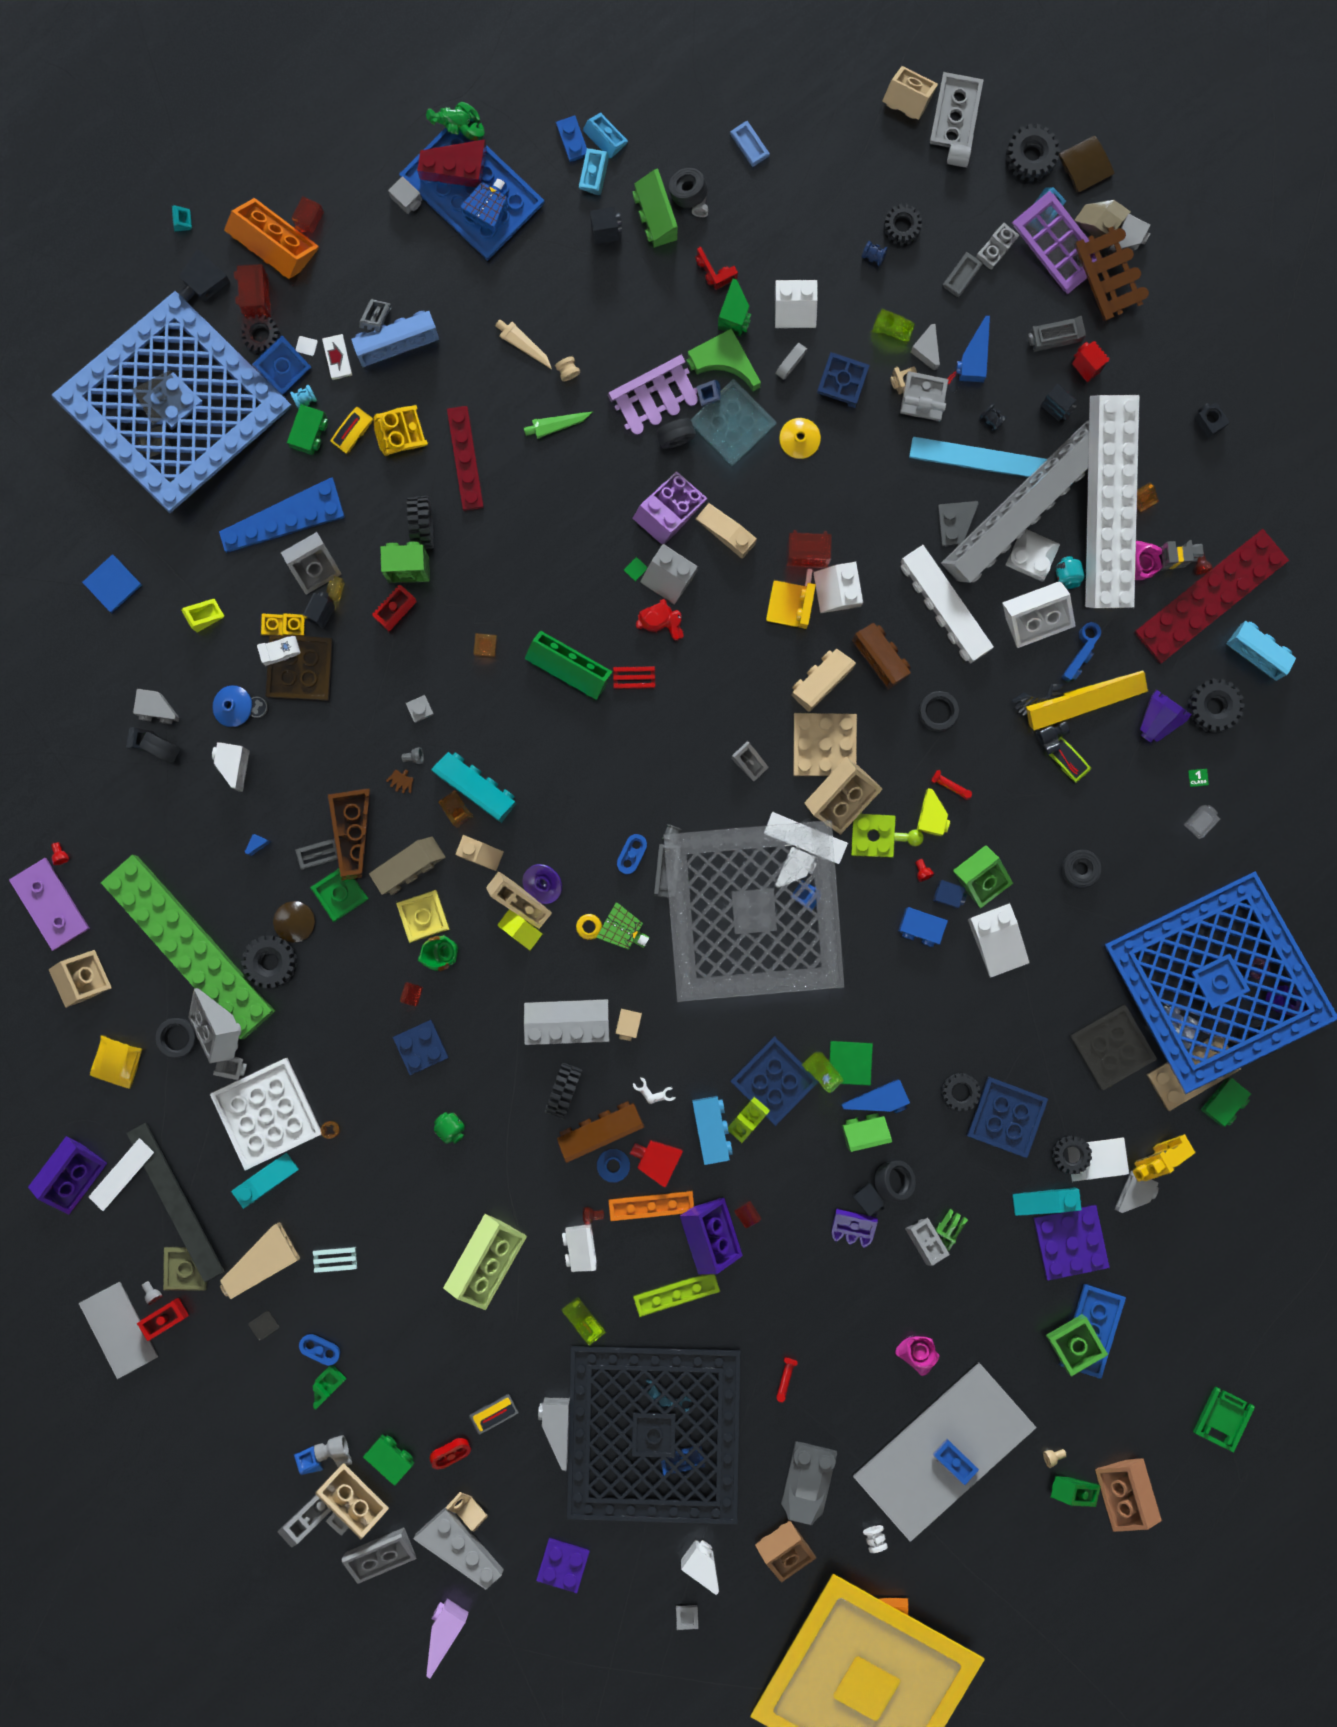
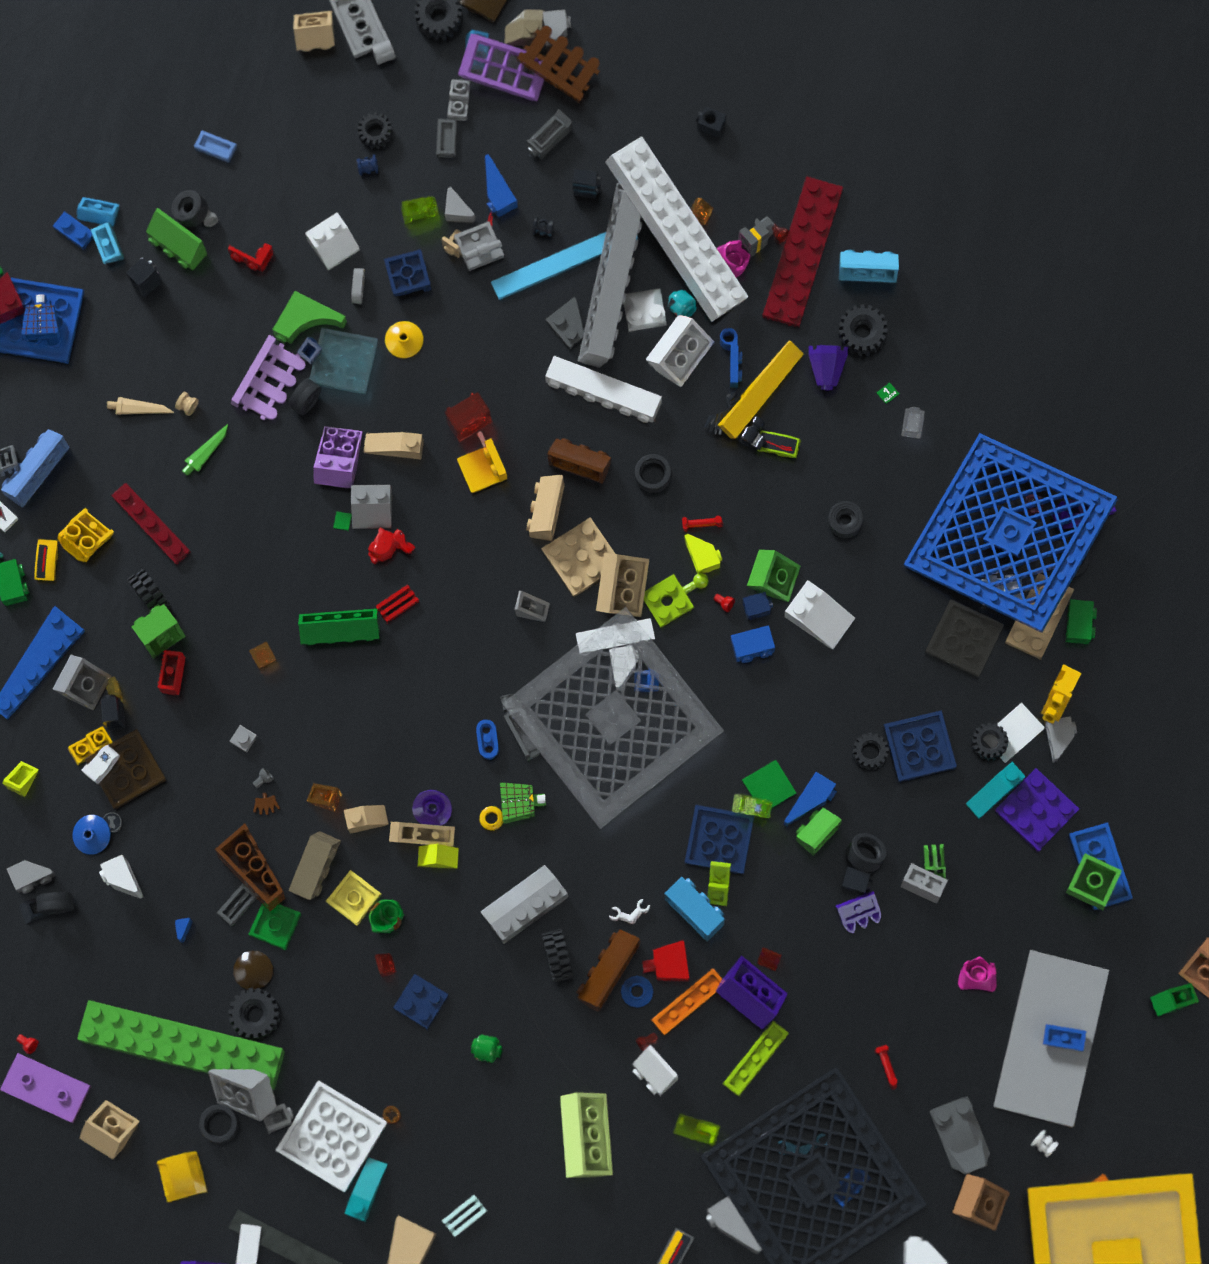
camera: 25 degrees left, 10 degrees down
(474, 787) = (327, 769): teal slope -> none
(628, 1024) = (574, 872): tan brick -> none
(735, 311) = (289, 275): green slope -> none
(838, 587) = (511, 431): white slope -> none
(1051, 1457) = (1138, 987): tan piece -> none
(1090, 360) = (588, 137): red brick -> none

